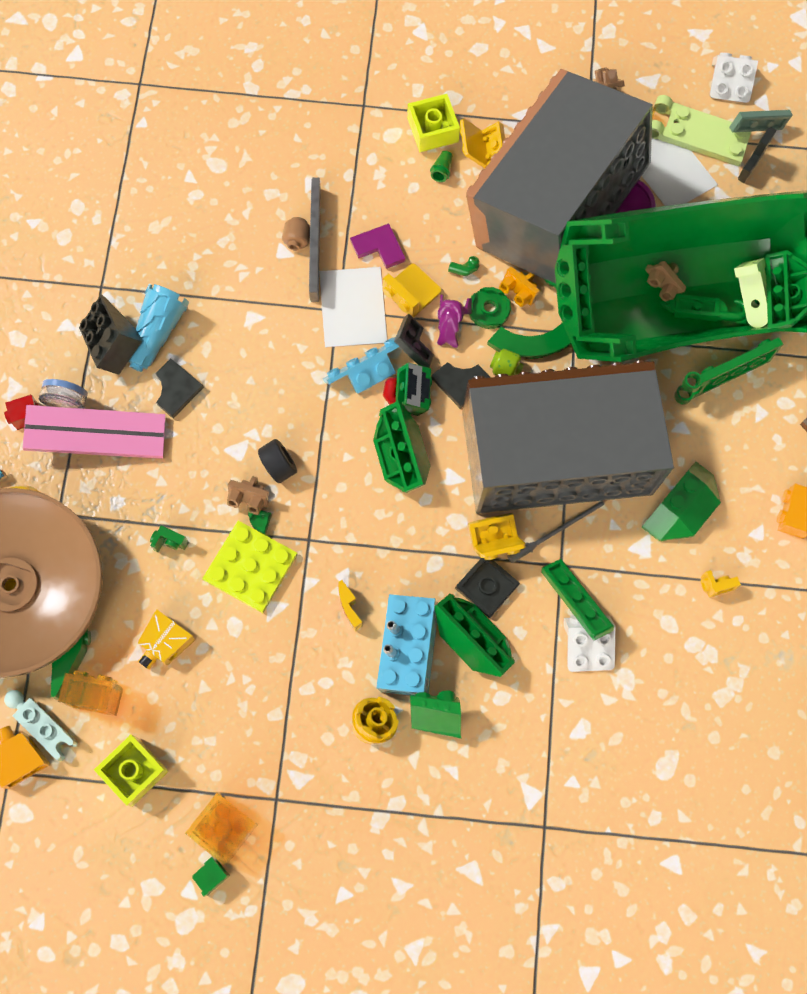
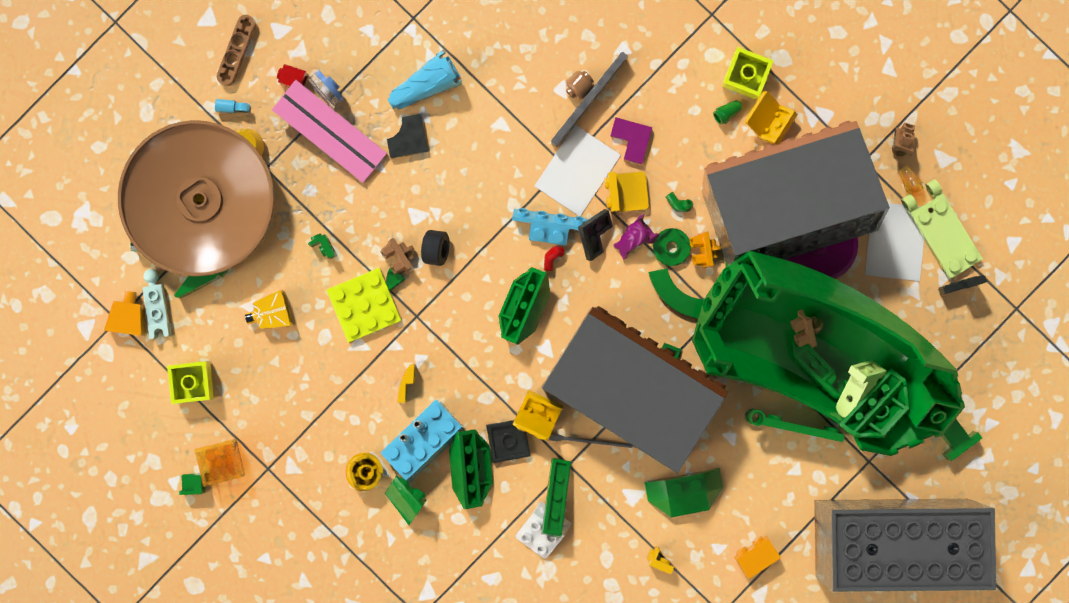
camera: 45 degrees right, 15 degrees up
(91, 694) = (200, 314): clear yellow brick -> none
(109, 336) = (388, 66): pearl dark grey slope -> none
(414, 388) = (567, 268): brick -> none
(454, 381) = (605, 288): pearl dark grey tile -> none
(506, 363) = (647, 299): lime head -> none
(733, 77) = (1006, 207): white bracket -> none
(760, 120) = (990, 260): sand green tile -> none

